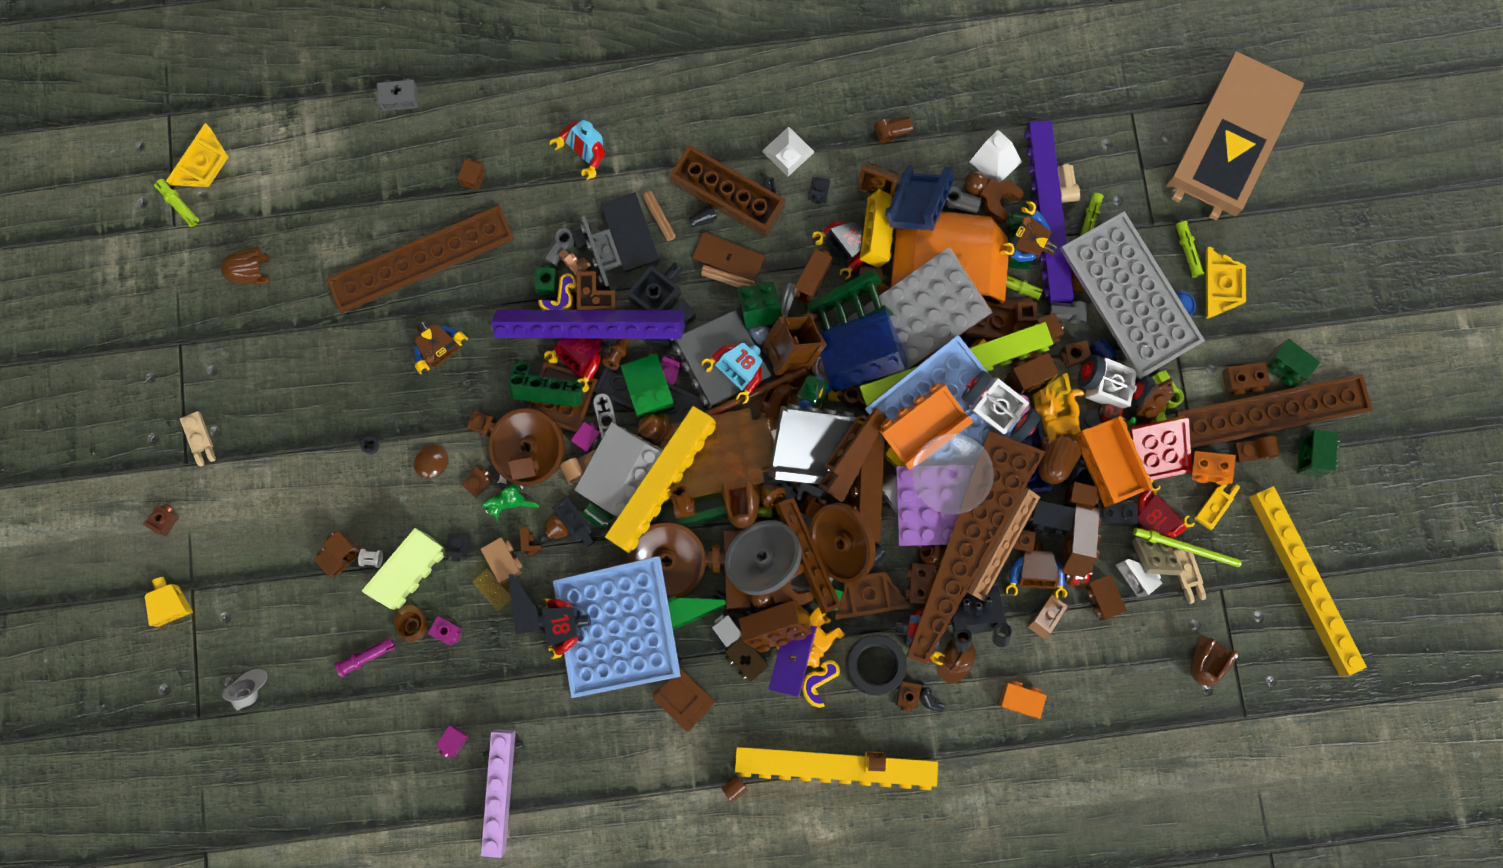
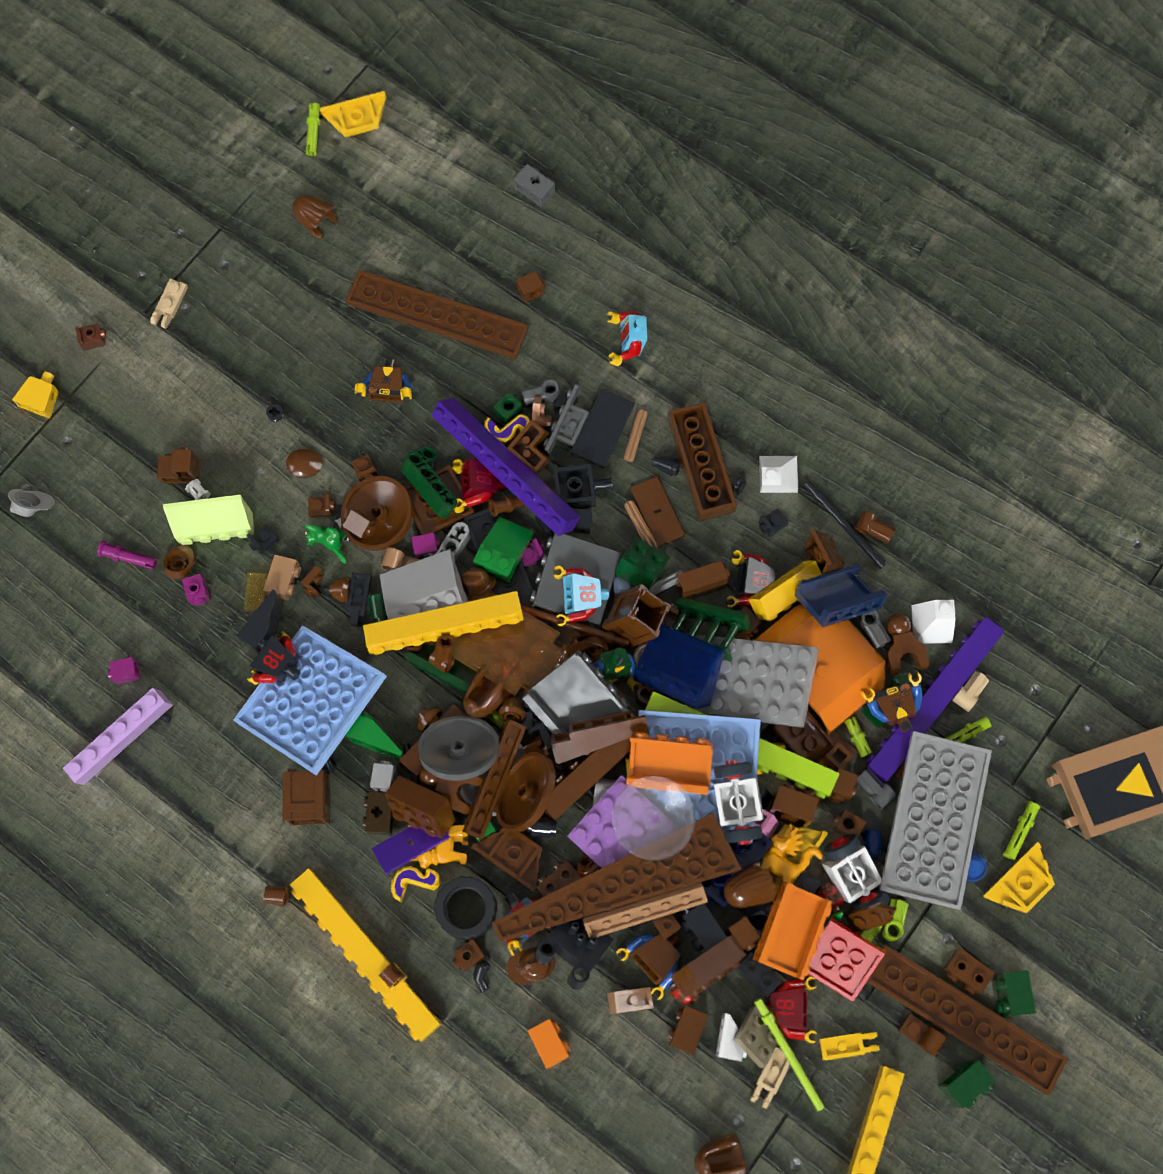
camera: 45 degrees right, 5 degrees down
(685, 555) = (414, 685): reddish brown dish -> none
(833, 142) = (820, 498): none -> black bar
(1213, 468) = (871, 1014): orange brick -> none

